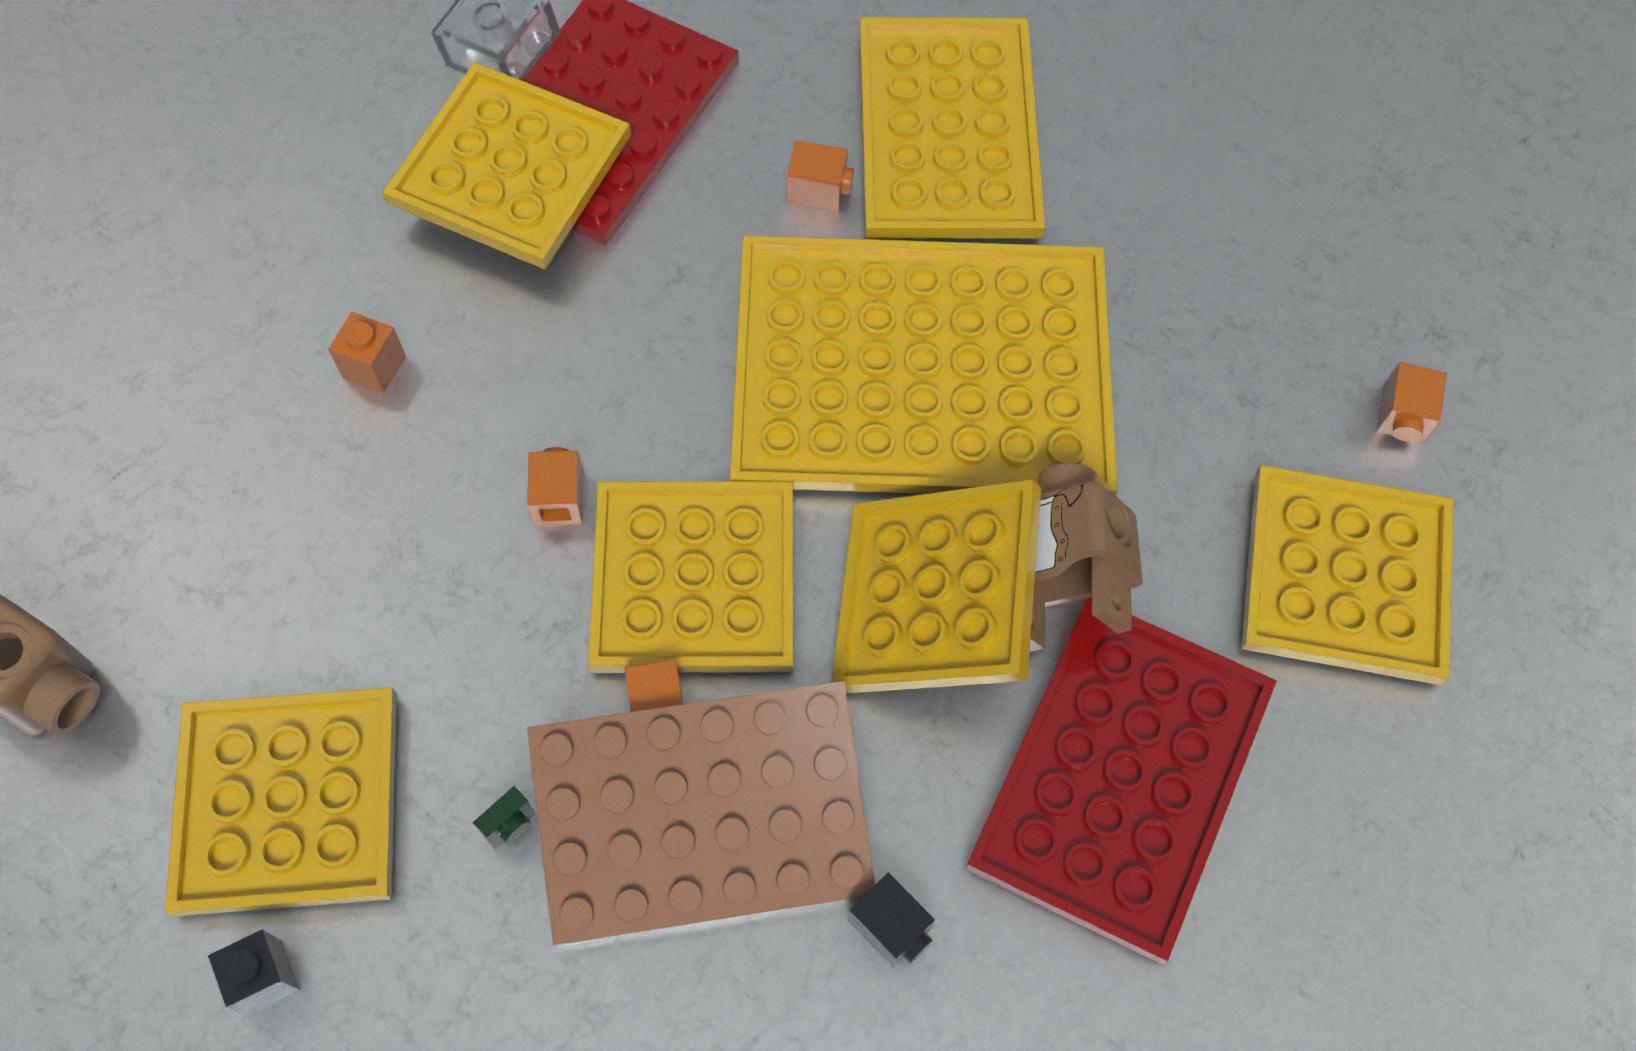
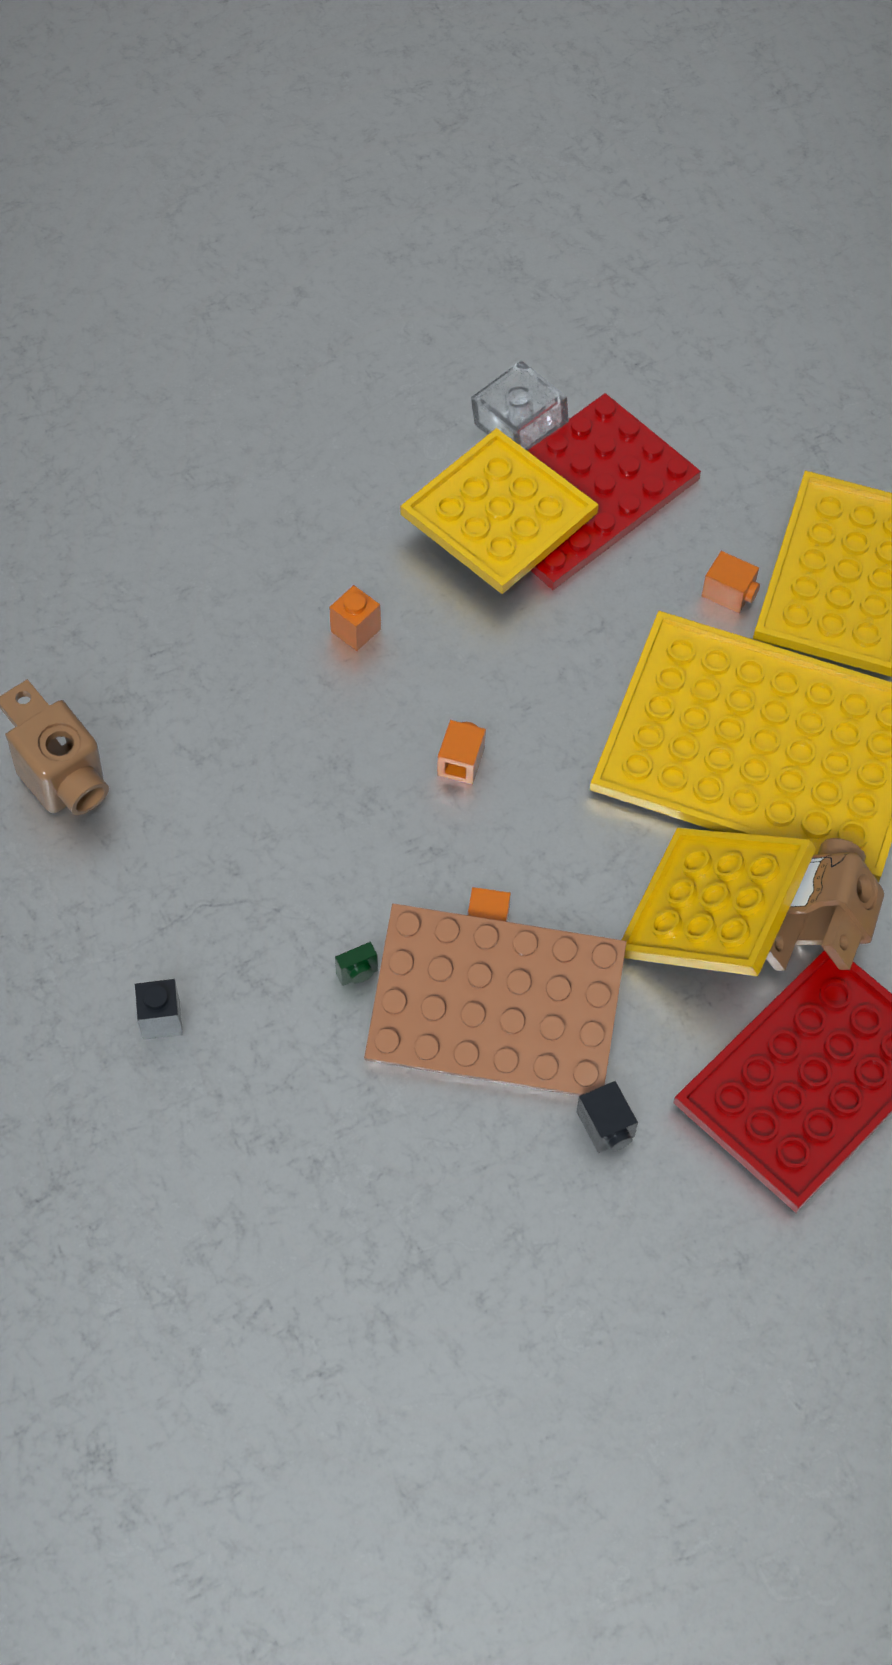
camera: 20 degrees right, 5 degrees down
(283, 802) = (209, 906): yellow plate -> none
(693, 576) = (542, 842): yellow plate -> none

